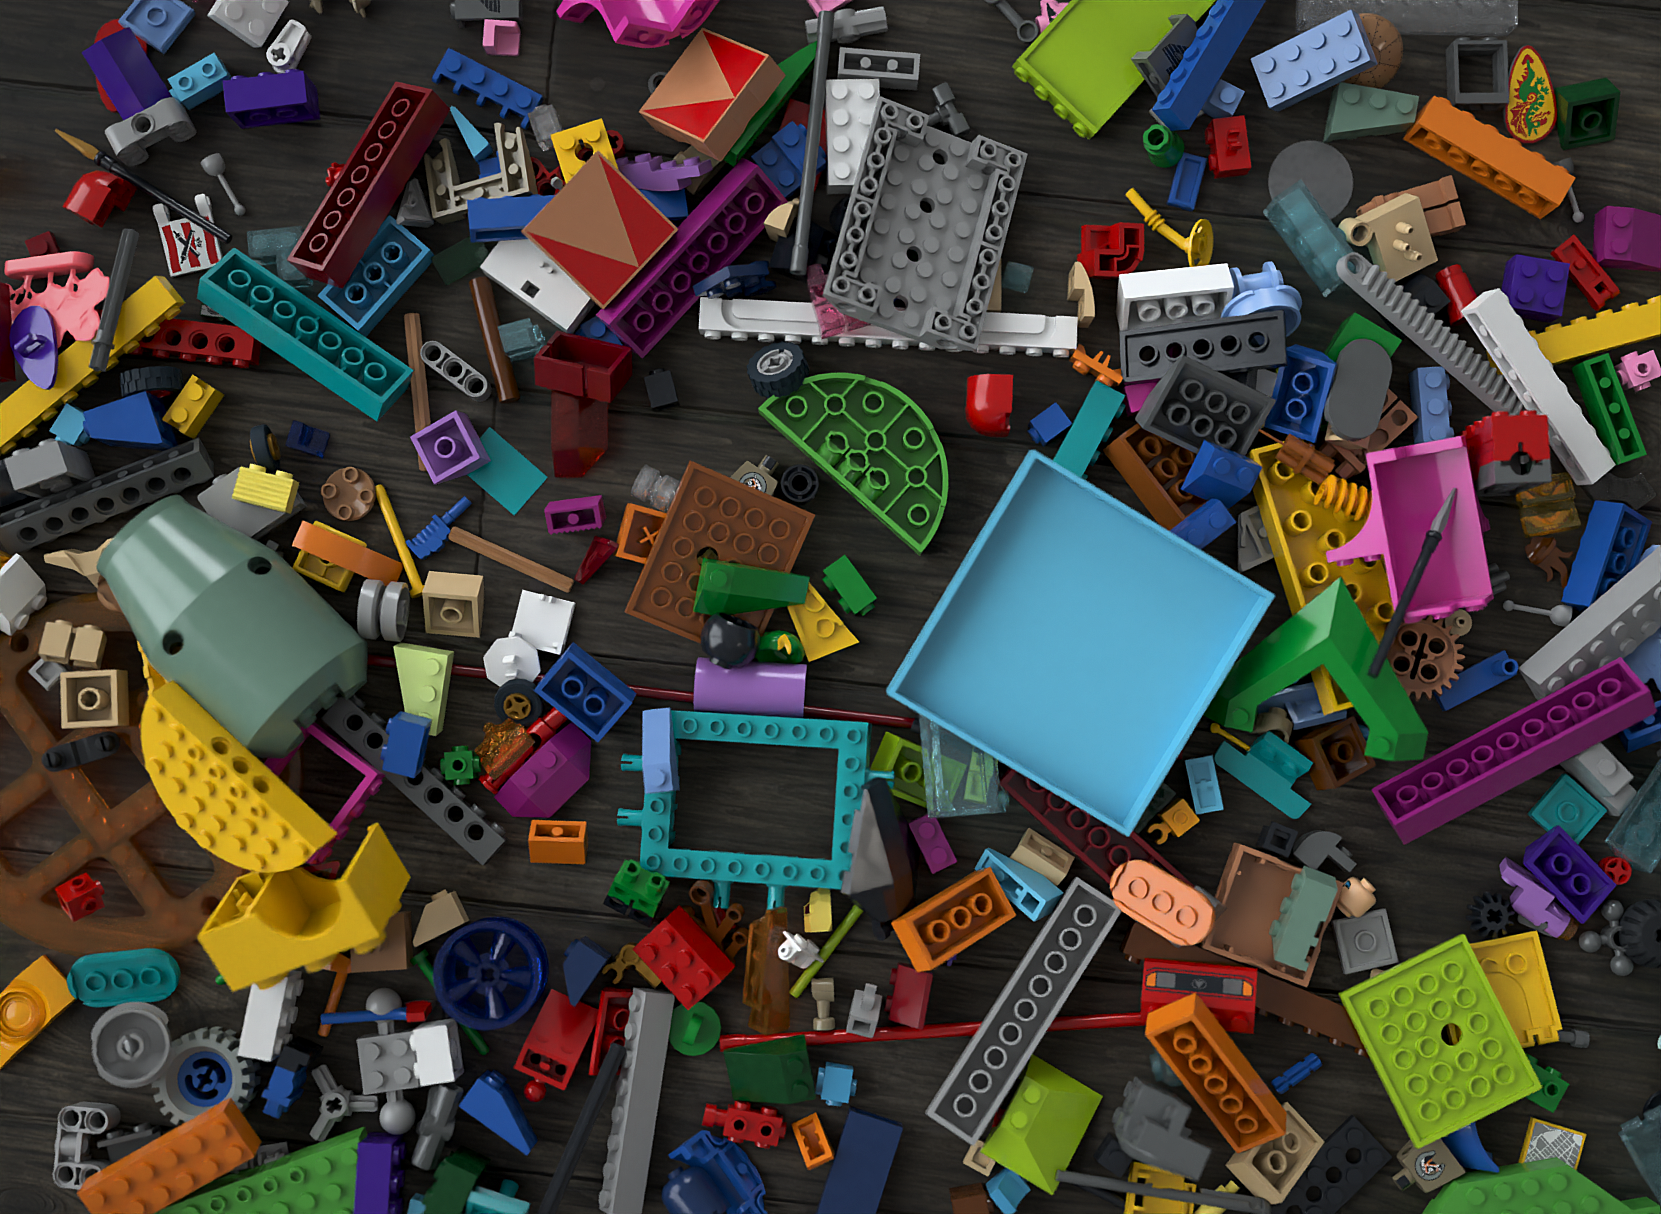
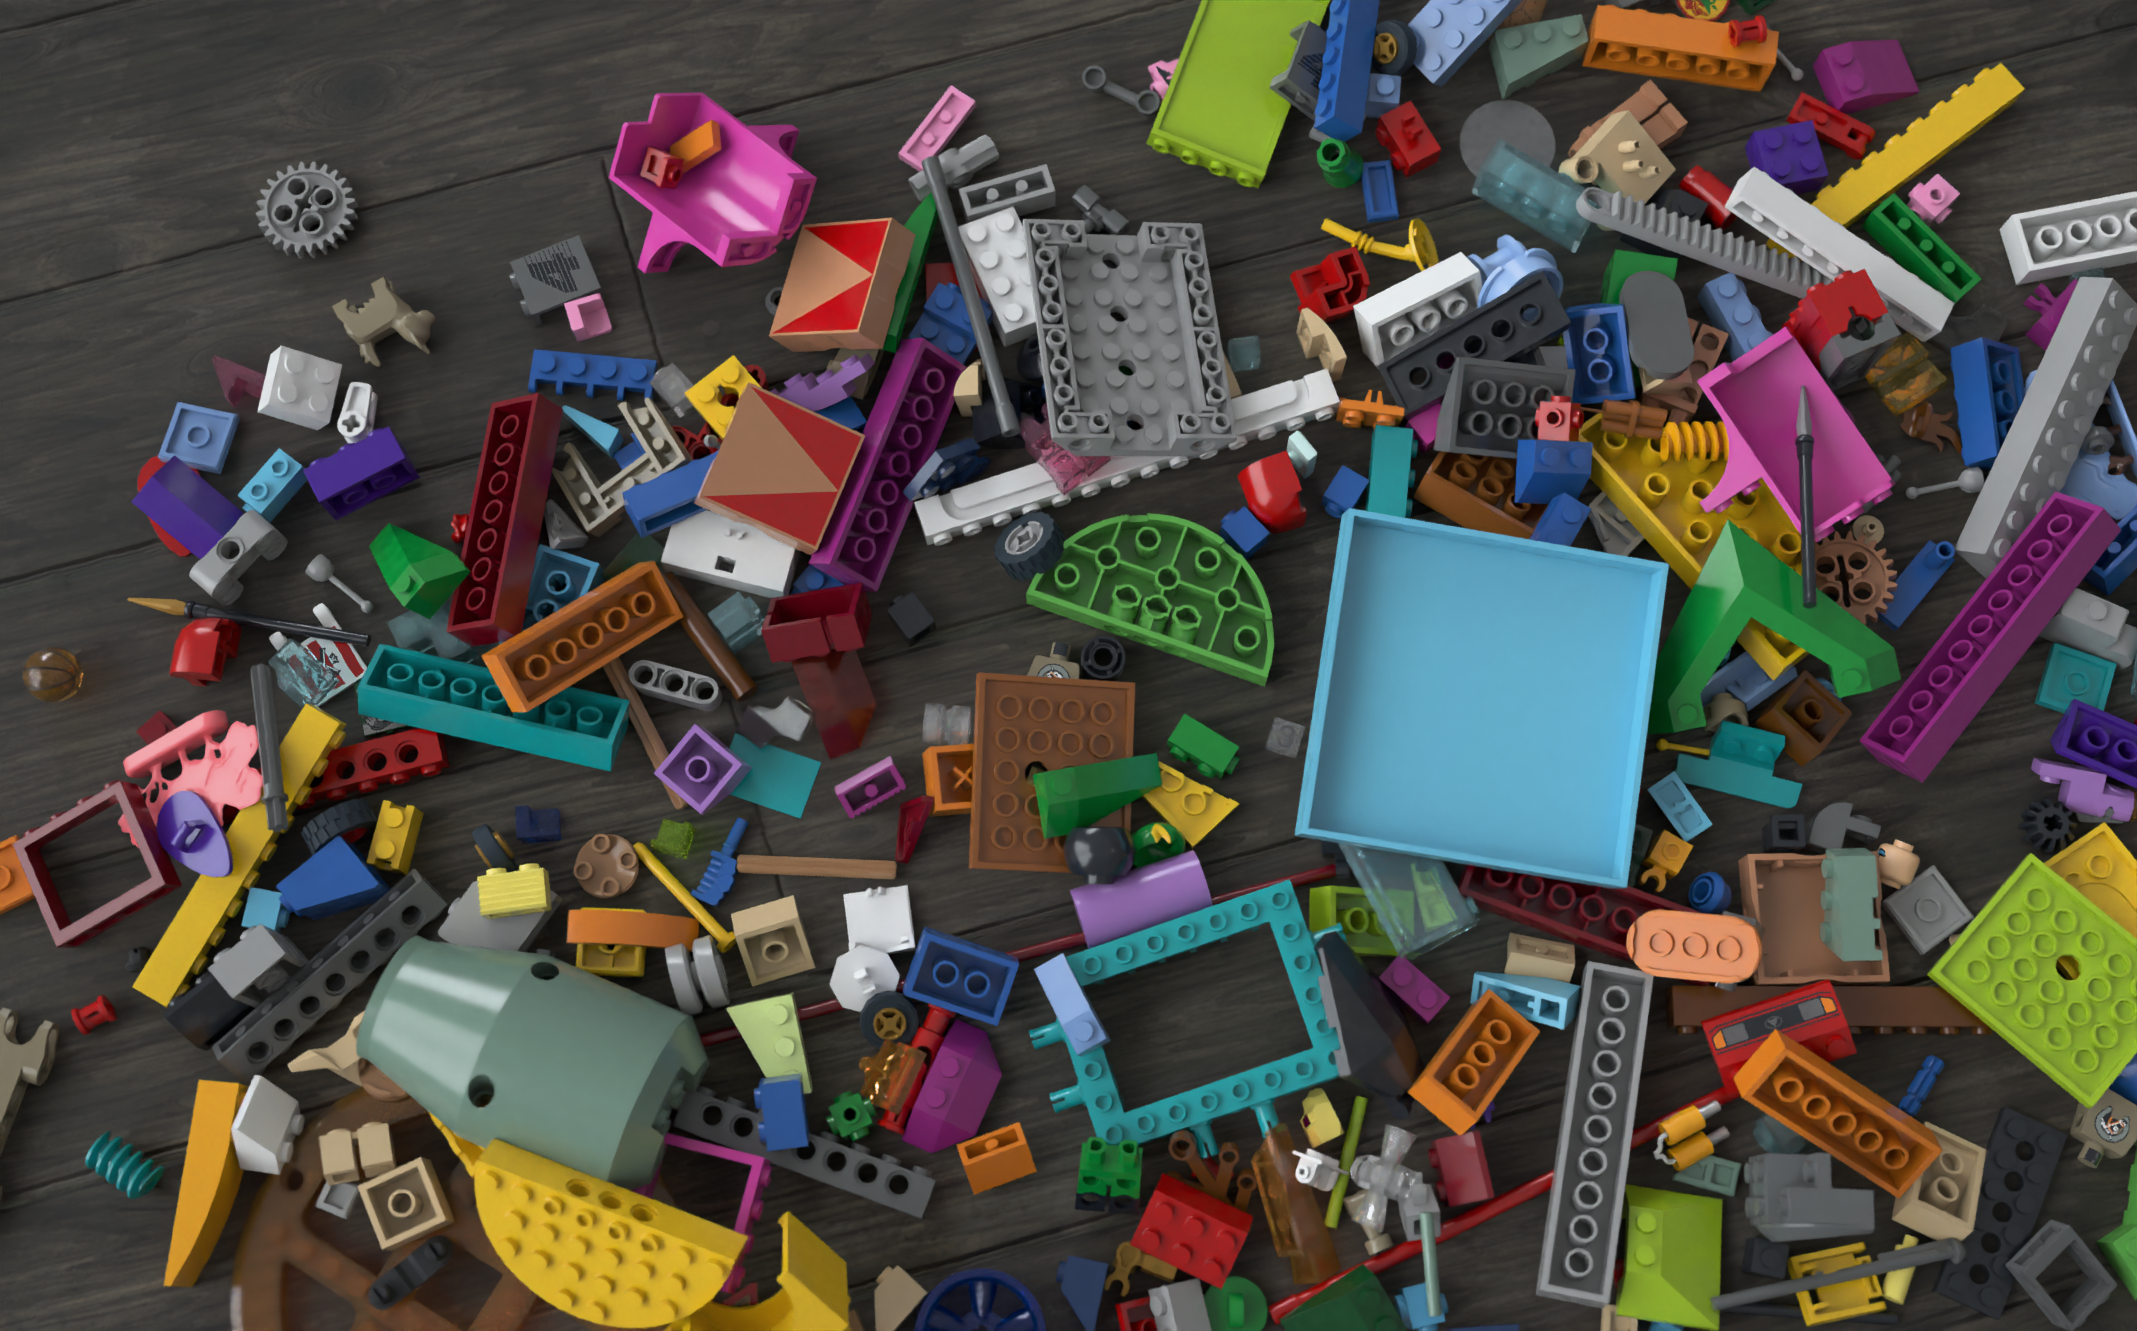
camera: 20 degrees left, 10 degrees down
(169, 245) = (302, 674): none -> clear light blue slope
(284, 198) = (417, 569): none -> green wedge
(392, 306) = (582, 636): none -> orange brick
(408, 493) = (674, 838): none -> clear neon green panel
(514, 430) = (764, 723): none -> clear smoke tile
(845, 978) = (1383, 1177): none -> clear brick
(853, 1057) = (1430, 1263): none -> sand green piece
(918, 603) = (1285, 737): none -> clear tile
(954, 425) = (1243, 532): none -> blue brick
(1025, 380) = (1301, 454): none -> light aqua plate
(1095, 1039) = (1683, 1125): none -> light orange piece
(1102, 1074) = (1712, 1175): none -> sand green tile
(1197, 861) = (1709, 894): none -> blue cone
(1243, 438) = (1559, 419): none -> brick
(1248, 65) = (1393, 48): none -> black wheel
(1548, 168) = (1747, 31): none -> red bush

